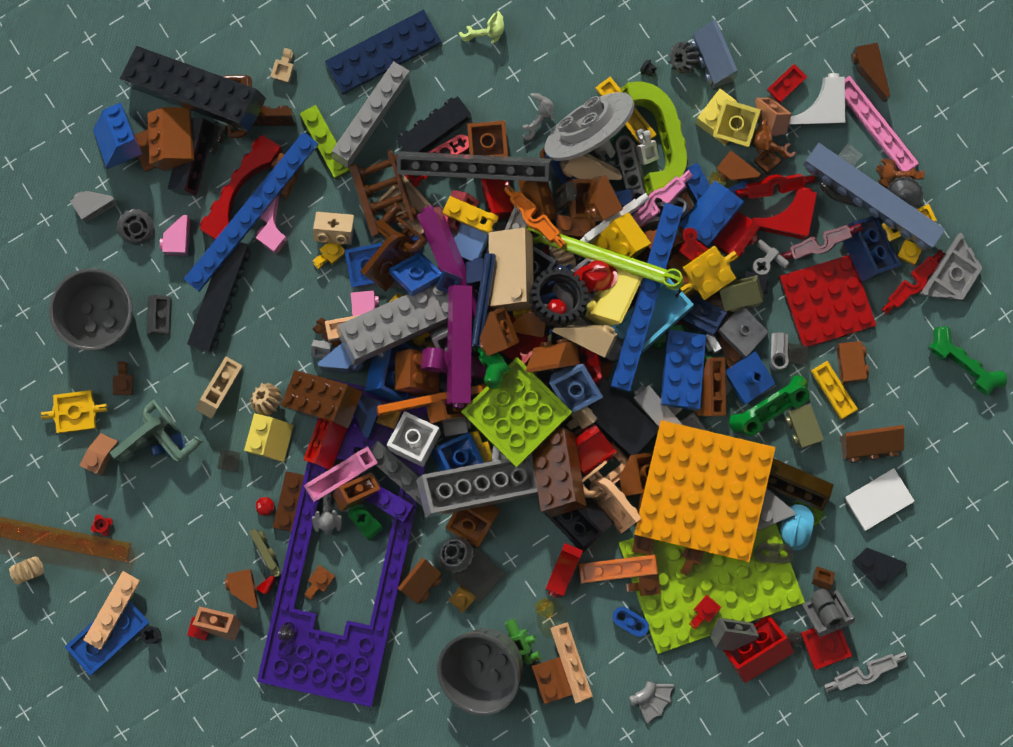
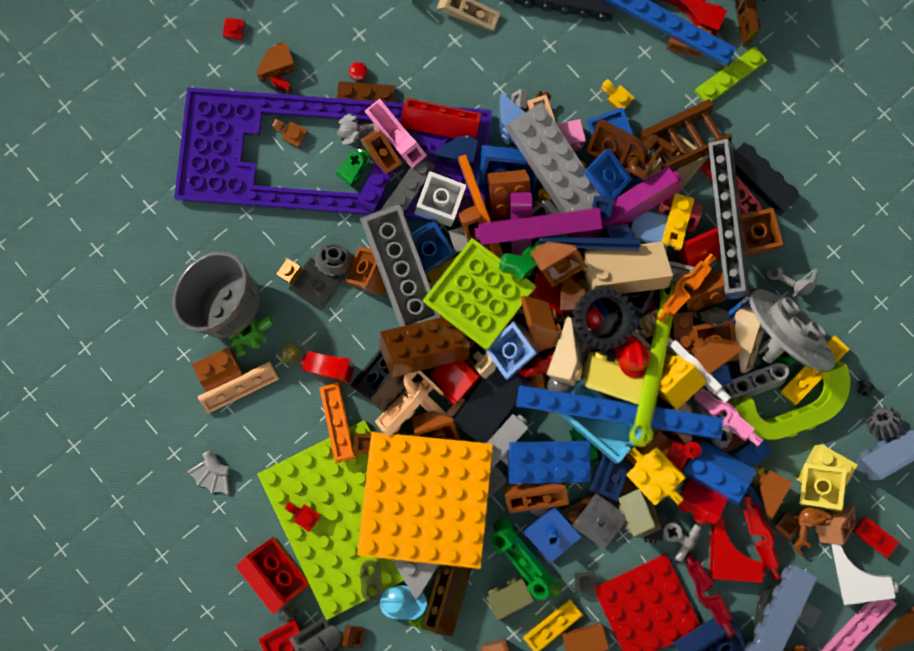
camera: 80 degrees right, 0 degrees up
(217, 623) = (238, 42): nougat slope -> none
(229, 460) = (397, 31): clear smoke plate -> none
(265, 399) = (462, 54): tan gear -> none
(267, 553) = (312, 78): olive hinge -> none
(269, 234) = (627, 35): bright pink arch -> none
(269, 437) = (425, 64): light yellow slope -> none
(283, 68) = (797, 24): tan plate -> none
(286, 633) = (234, 106): clear smoke plate -> none
(321, 398) = (467, 103): reddish brown brick -> none
(333, 228) = (643, 94): tan brick -> none
(370, 114) = (766, 113): light grey brick -> none
(378, 52) = (833, 119): dark blue plate -> none
(389, 420) = (457, 174): pearl gold plate -> none
(420, 581) = (301, 227): dark orange slope -> none
(494, 29) = (877, 223): yellowish green piece -> none
(630, 621) = (286, 442): blue plate -> none
(647, 585) = (323, 453): reddish brown plate -> none
(648, 149) = (778, 398): white plate -> none
(691, 556) = (356, 494): reddish brown plate -> none
(712, 344) = (581, 490): white plate -> none
(732, 634) = (284, 548): dark grey slope -> none
(779, 350) = (586, 562): light grey piece -> none

